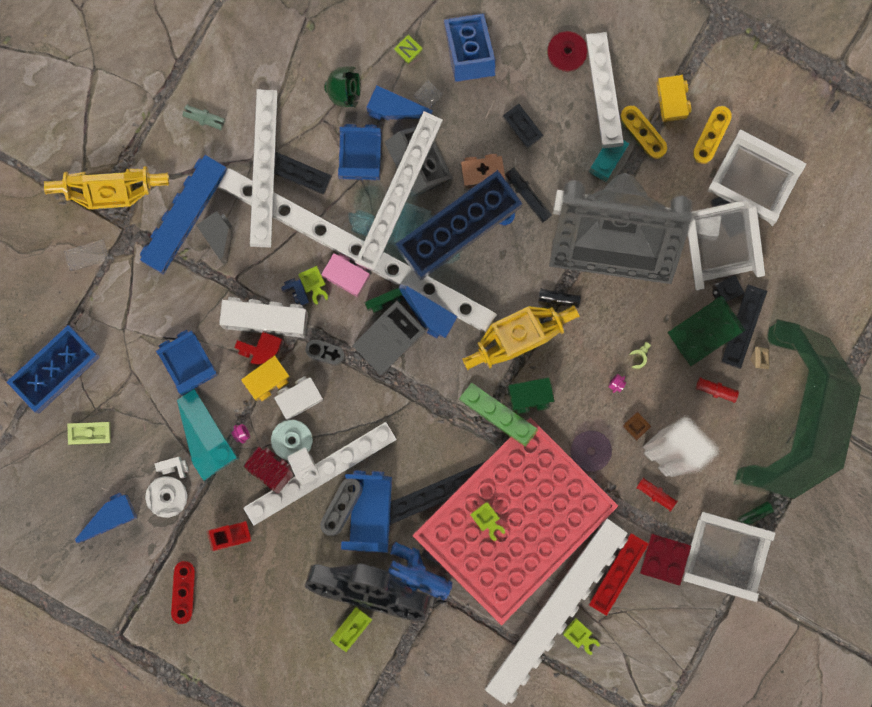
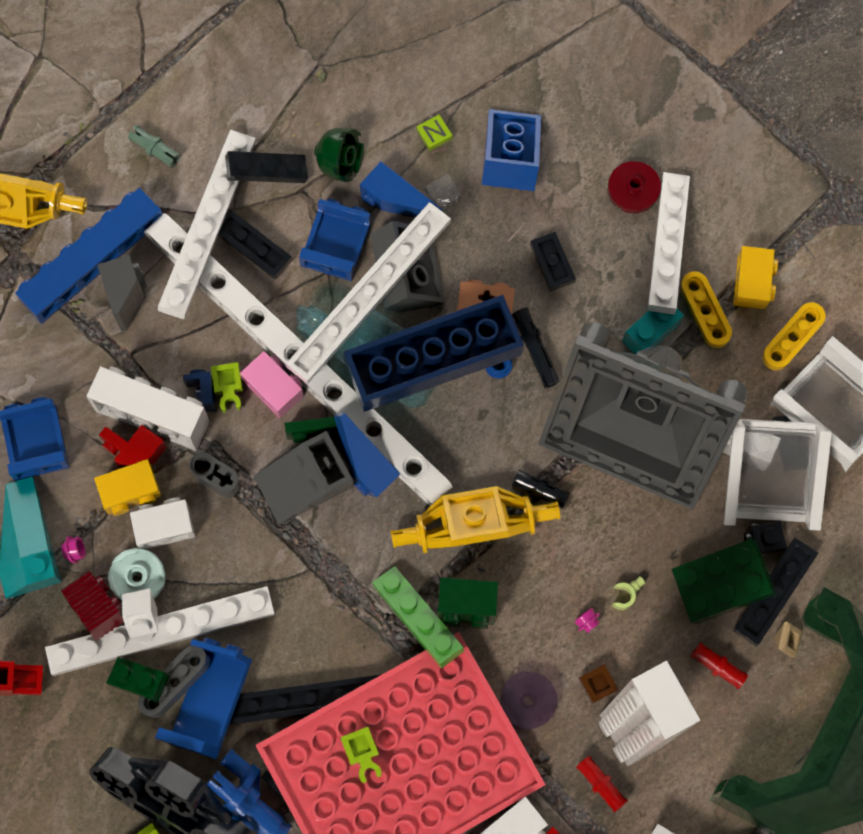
camera: 15 degrees right, 10 degrees down
(293, 112) = (266, 167): none -> black plate
(315, 512) = (137, 679): none -> dark green plate

